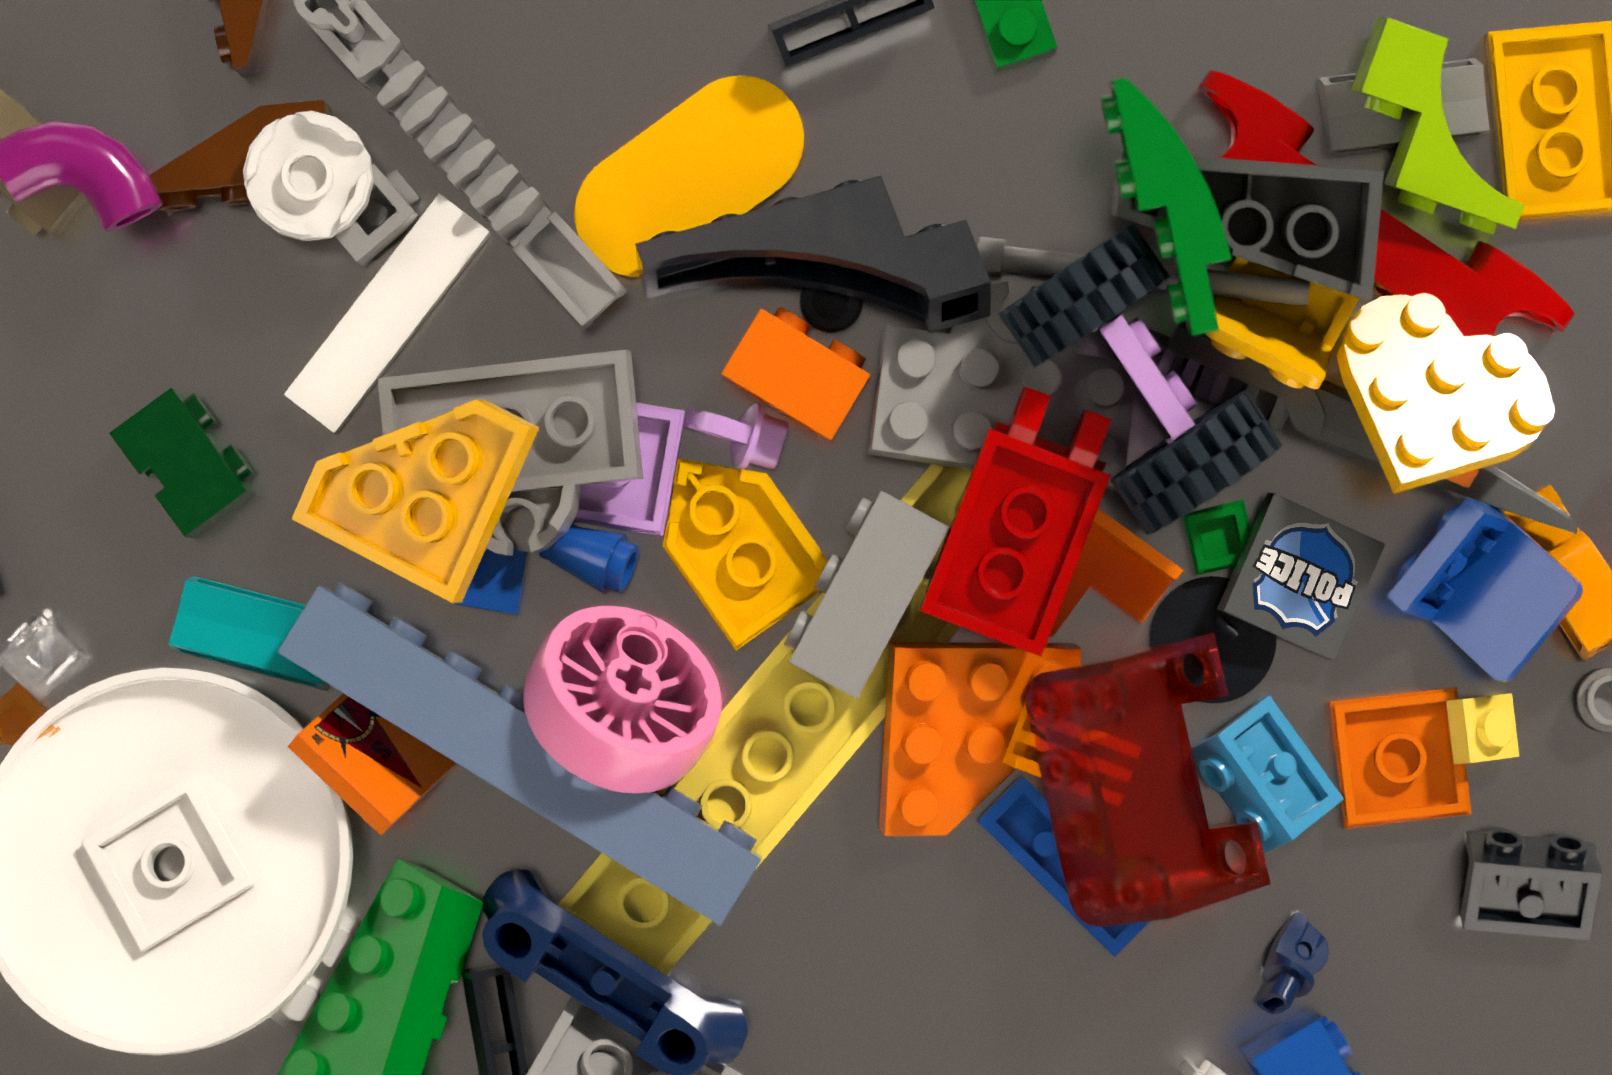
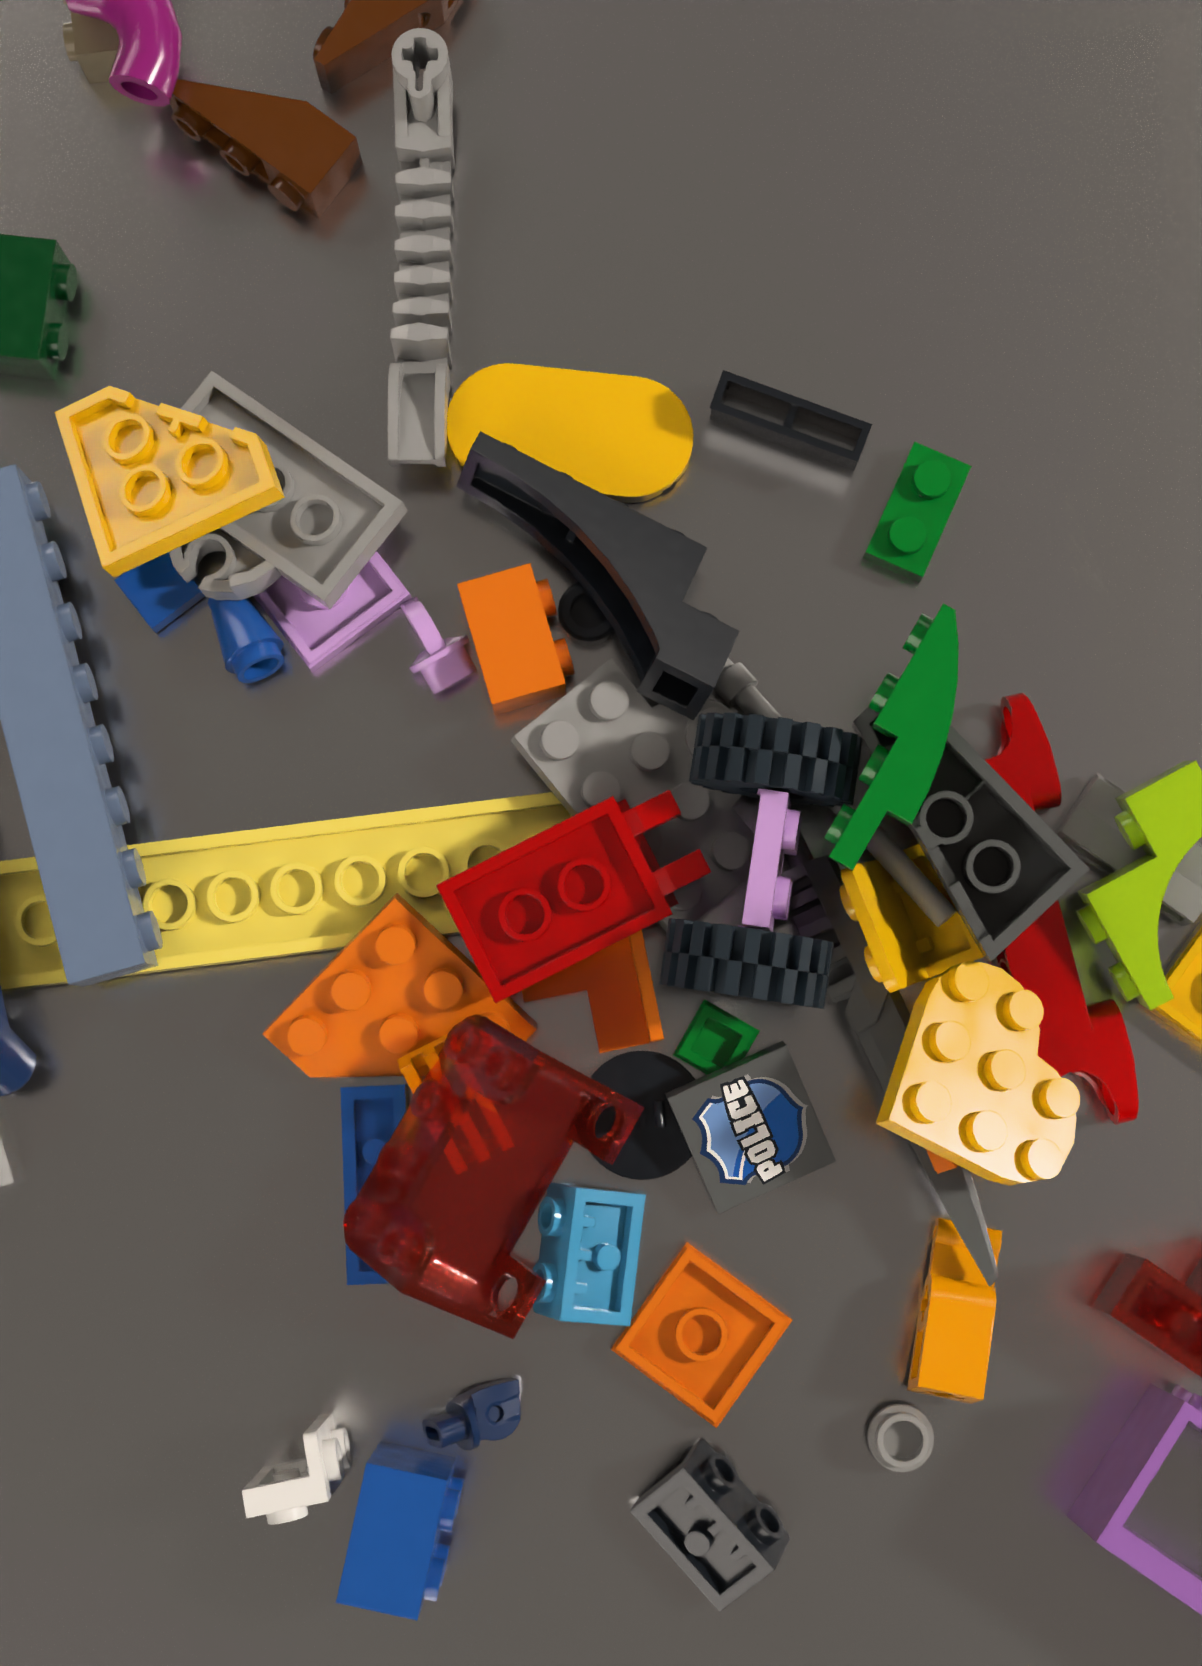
camera: 40 degrees right, 5 degrees down
(308, 176) = (292, 177): white tile -> none
(367, 241) = (304, 236): light grey brick -> none
(387, 313) = (264, 336): white tile -> none
(613, 712) = (157, 751): bright pink piece -> none
(740, 547) = (357, 730): yellow tile -> none
(865, 592) = (409, 839): light grey brick -> none
(1482, 728) = (783, 1370): light yellow plate -> none
(1487, 588) = (883, 1265): bracket -> none

